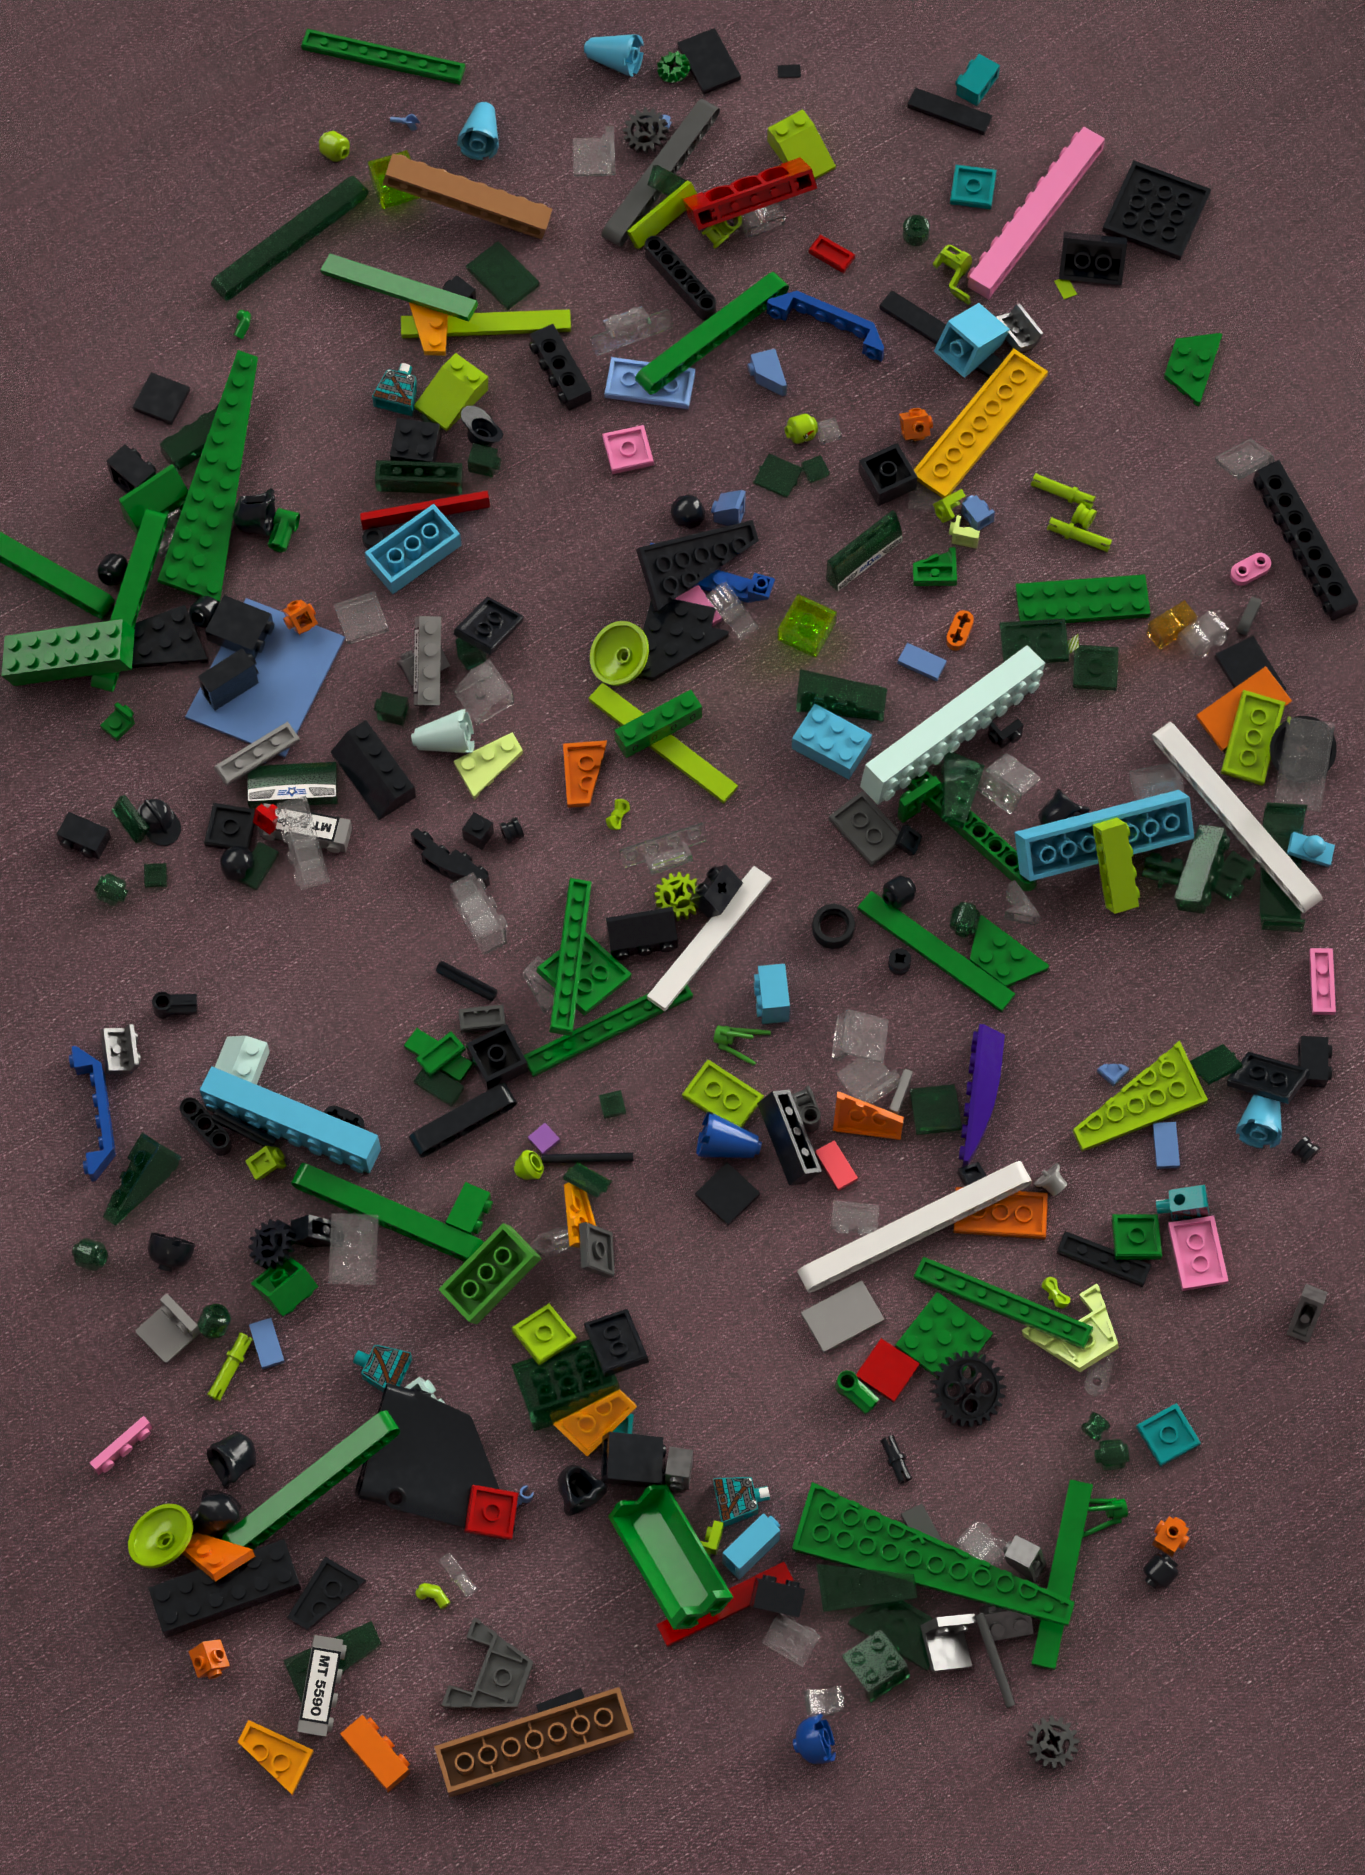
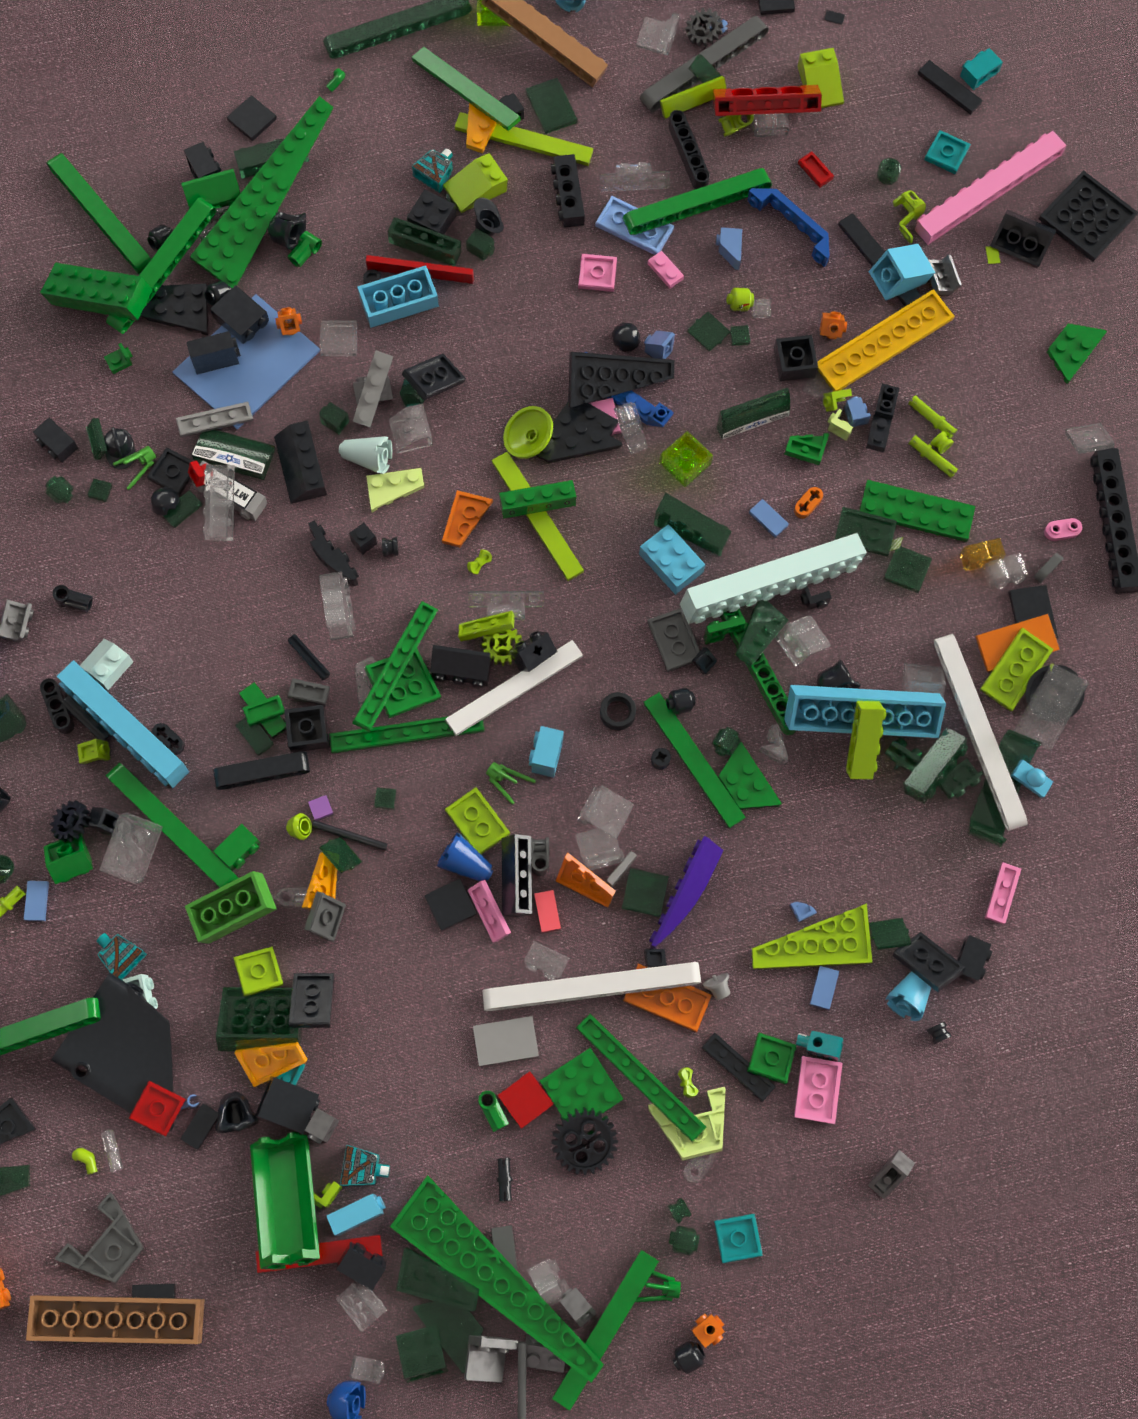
camera: 15 degrees right, 5 degrees up
(192, 820) = (144, 455): none -> bright green plant
(544, 1517) = (200, 1126): none -> black tile
(653, 881) = (486, 626): none -> lime tile
(703, 421) = (665, 269): none -> bright pink plate
(773, 1185) = (489, 911): none -> bright pink plate
(1008, 510) = (882, 418): none -> black slope

